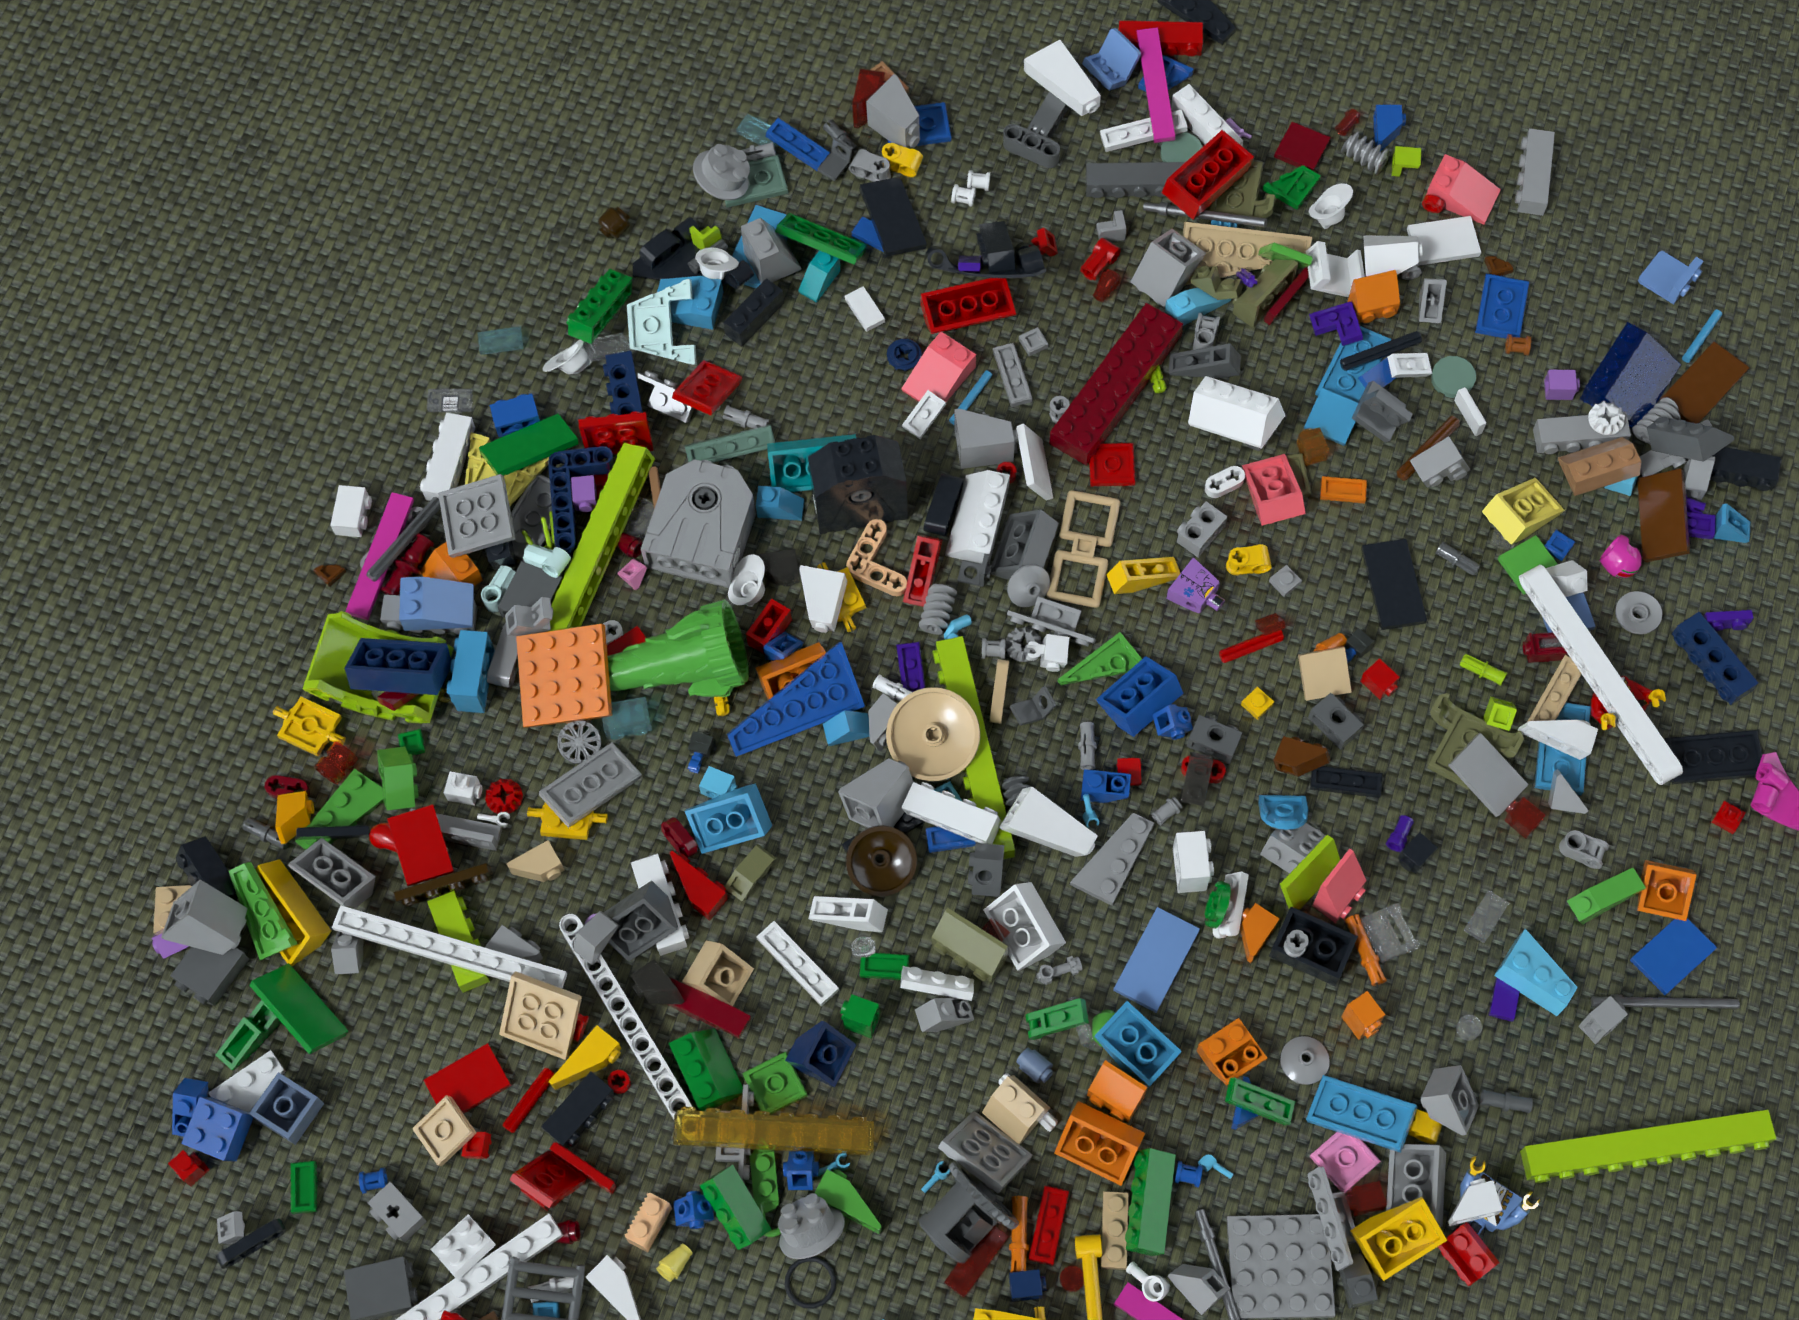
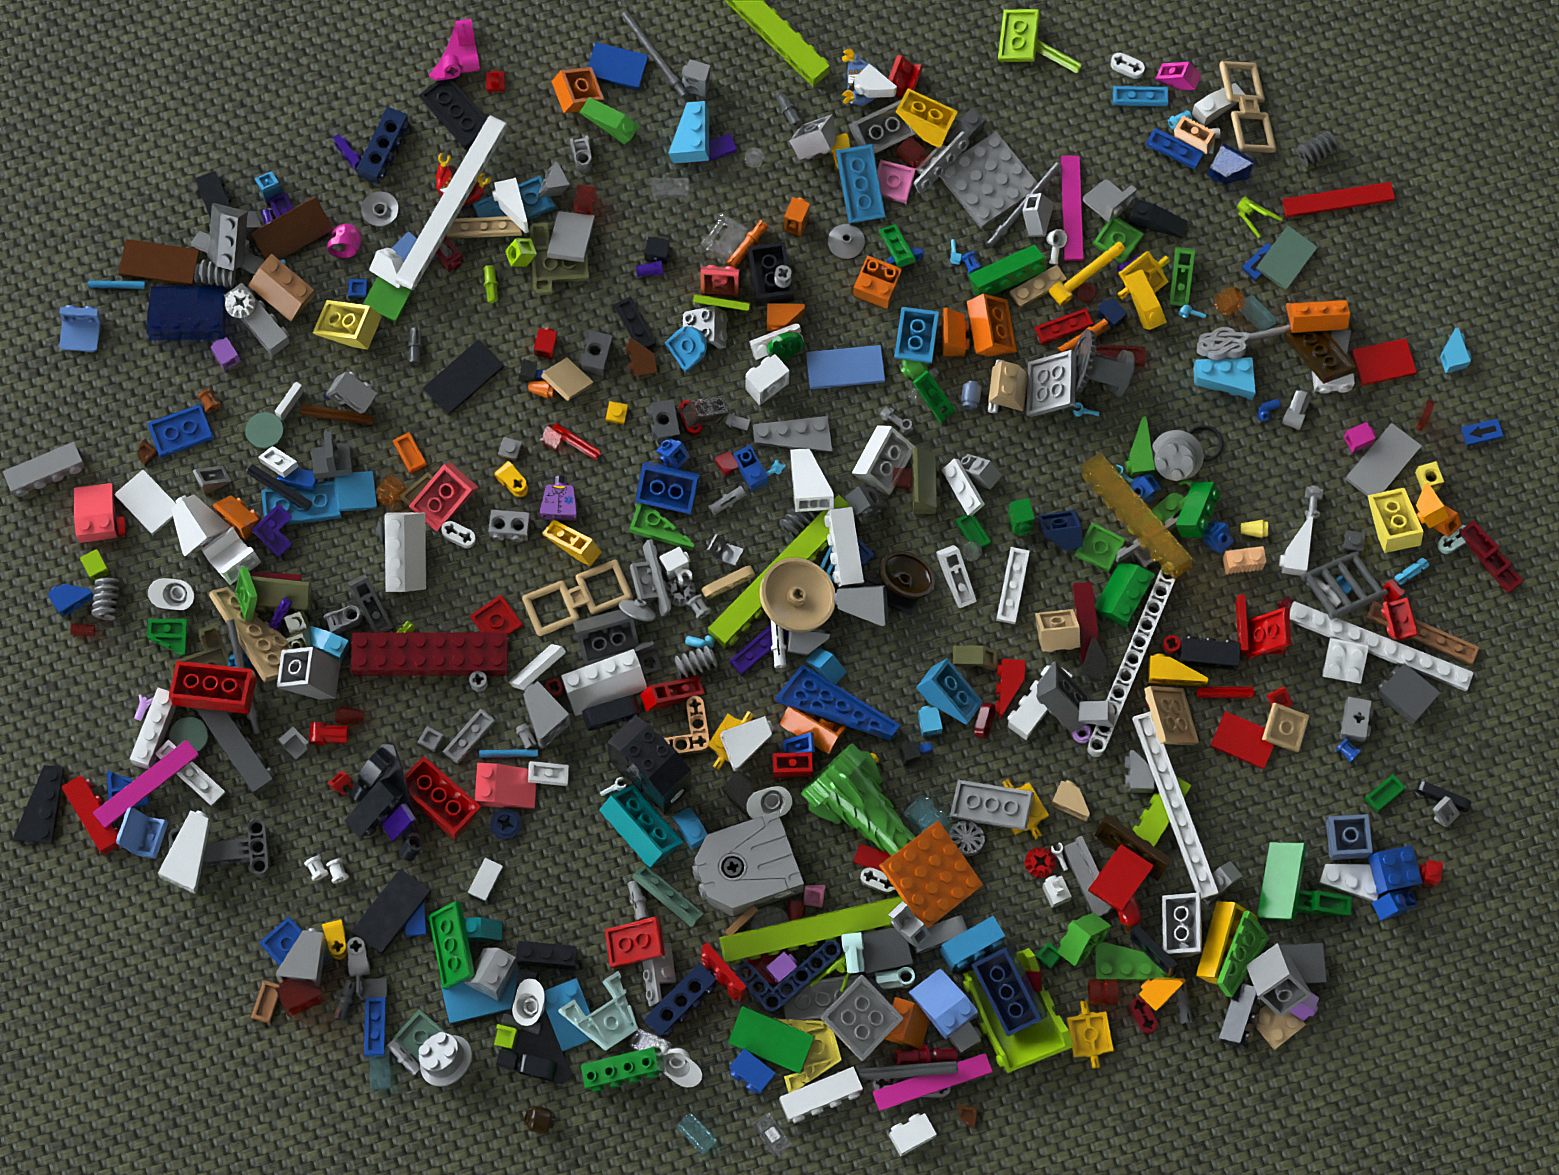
camera: 130 degrees left, 5 degrees up
(1302, 146) = (126, 650): dark red tile -> none

